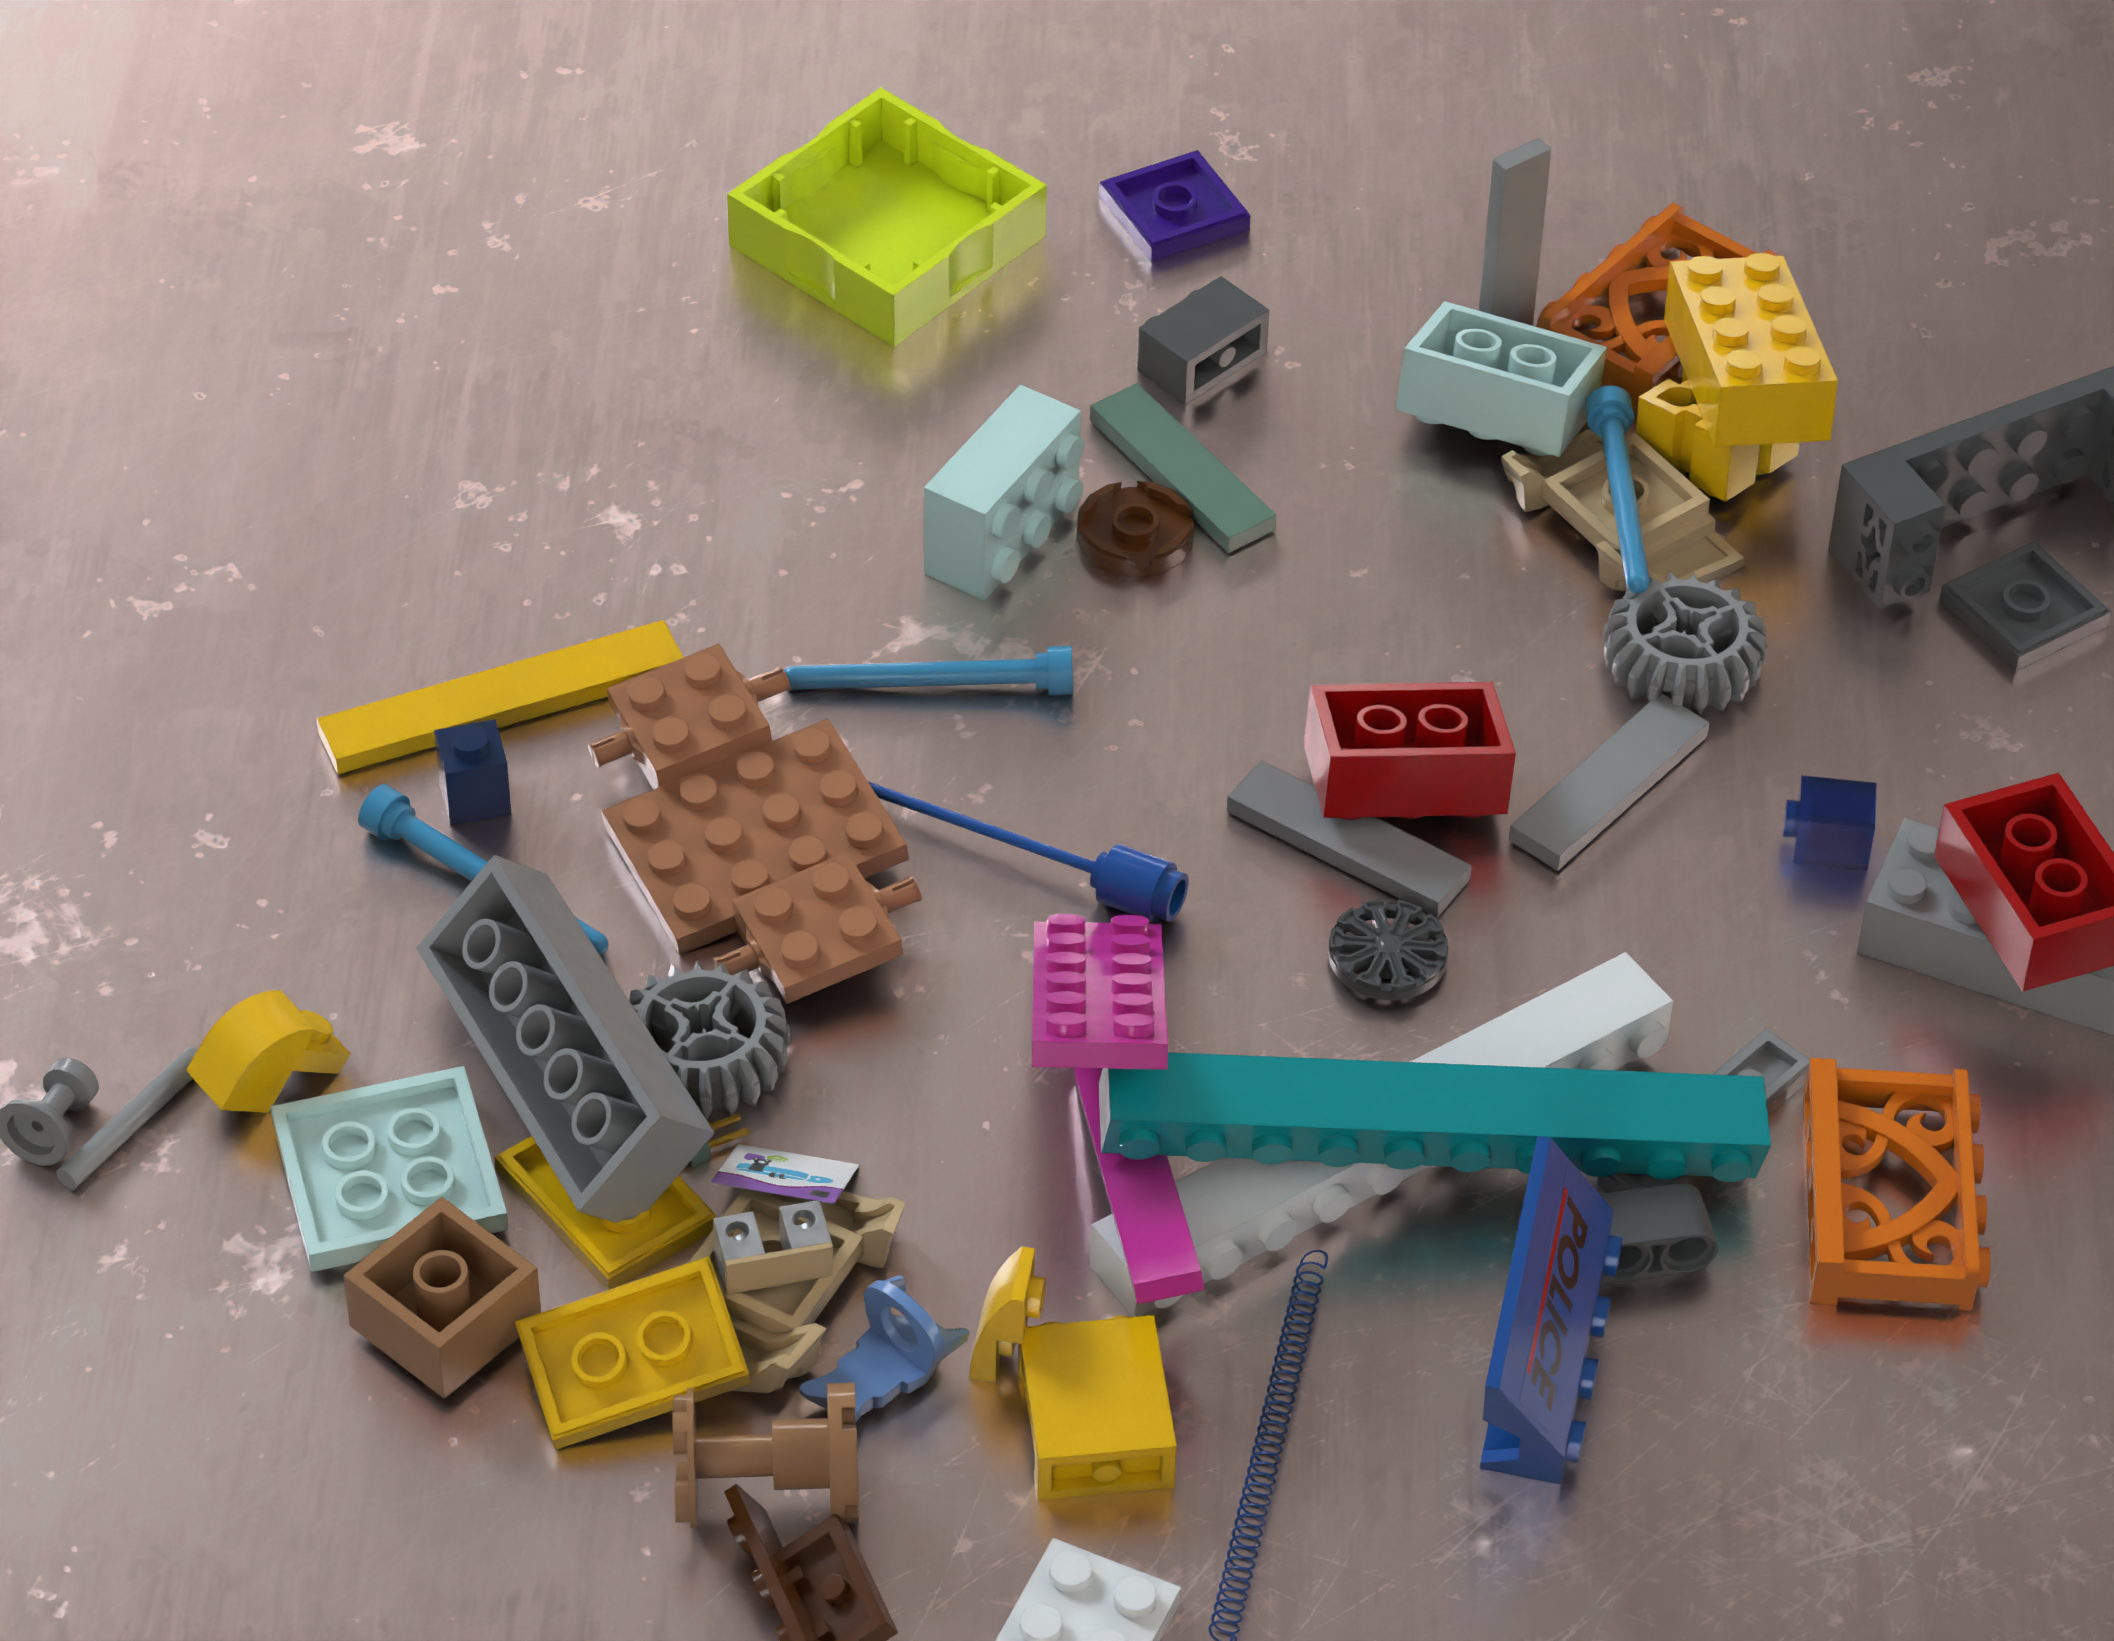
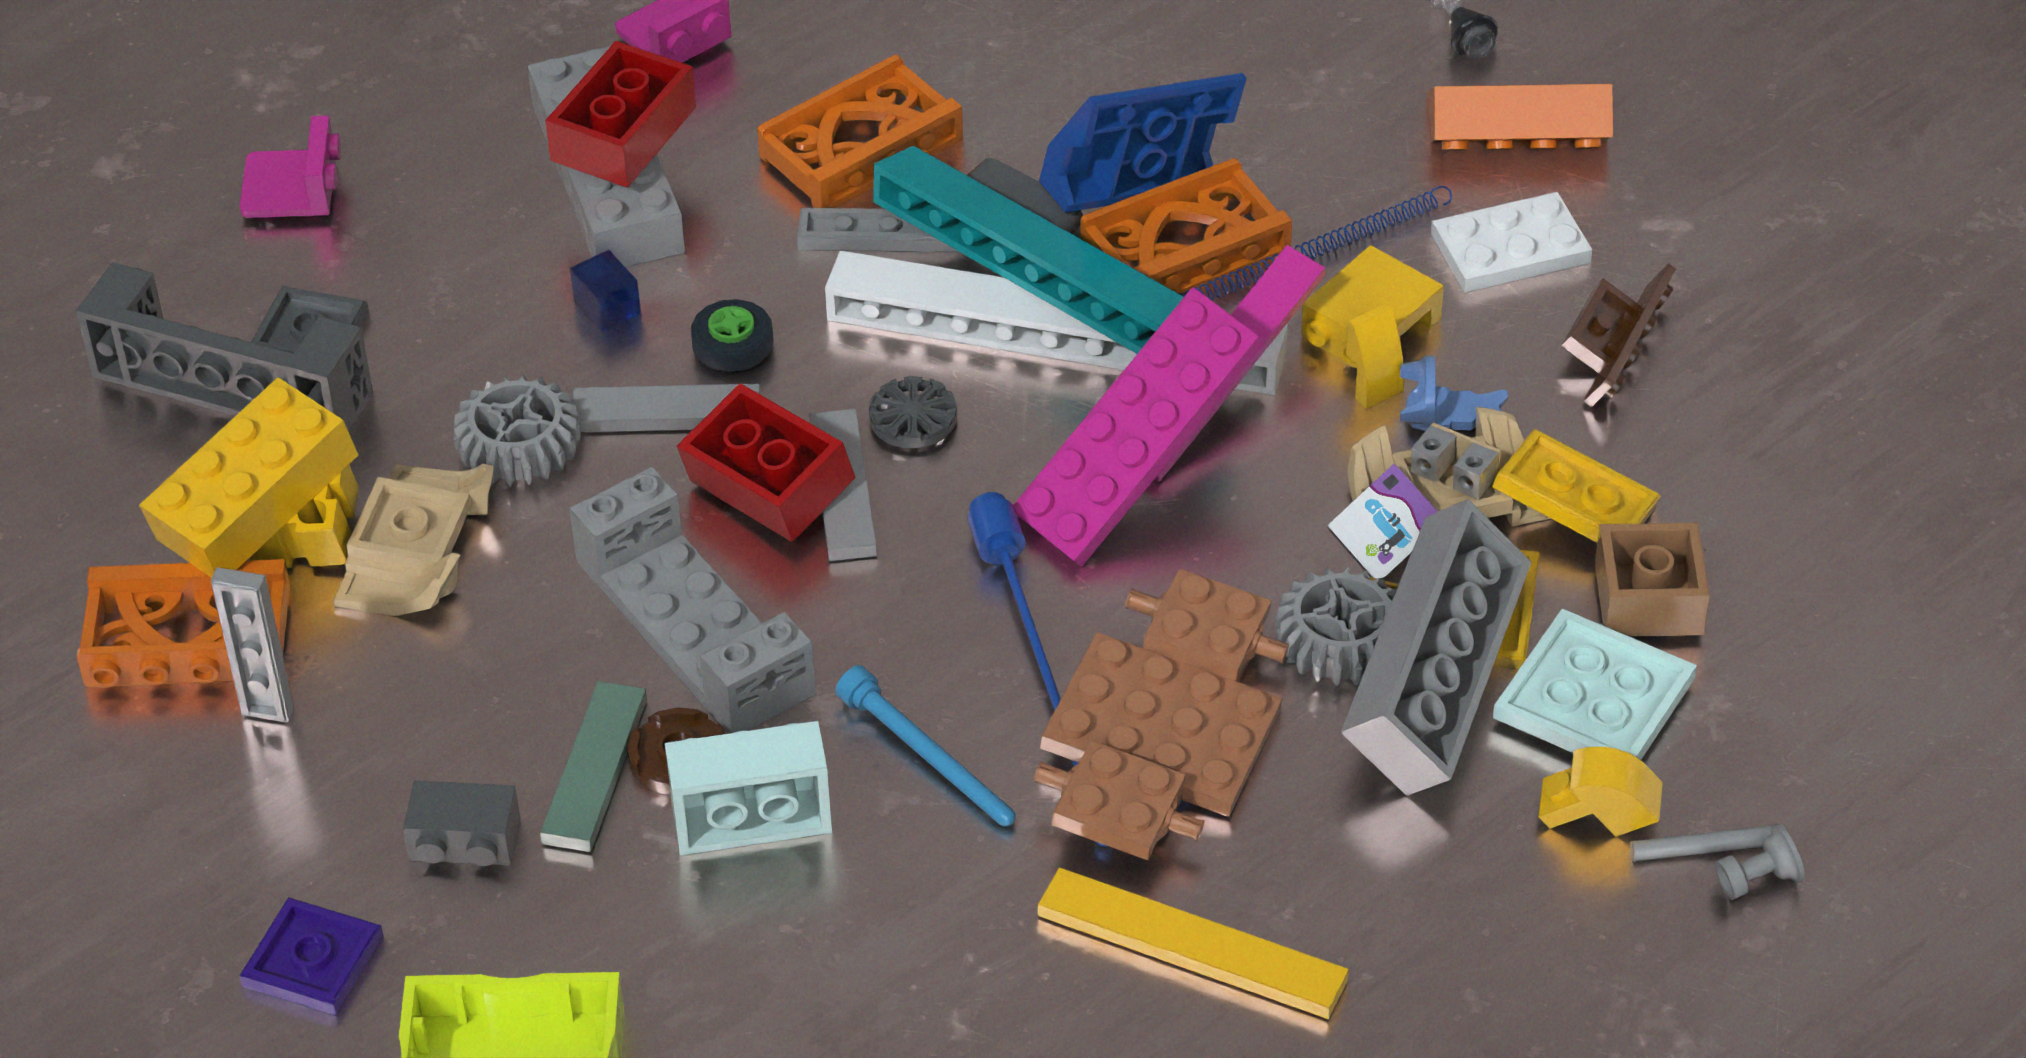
camera: 130 degrees left, 0 degrees up
(389, 815) = (1357, 905): dark azure piece -> none
(472, 772) = (1282, 880): dark blue brick -> none
(796, 1454) = (1543, 358): medium nougat piece -> none
(1278, 625) = (685, 611): none -> light grey plate
(1368, 1265) = (1198, 199): none -> orange fence
(1499, 379) = (364, 627): light aqua brick -> none
(1610, 416) = (349, 555): dark azure piece -> none
(1659, 881) = (732, 335): none -> black wheel

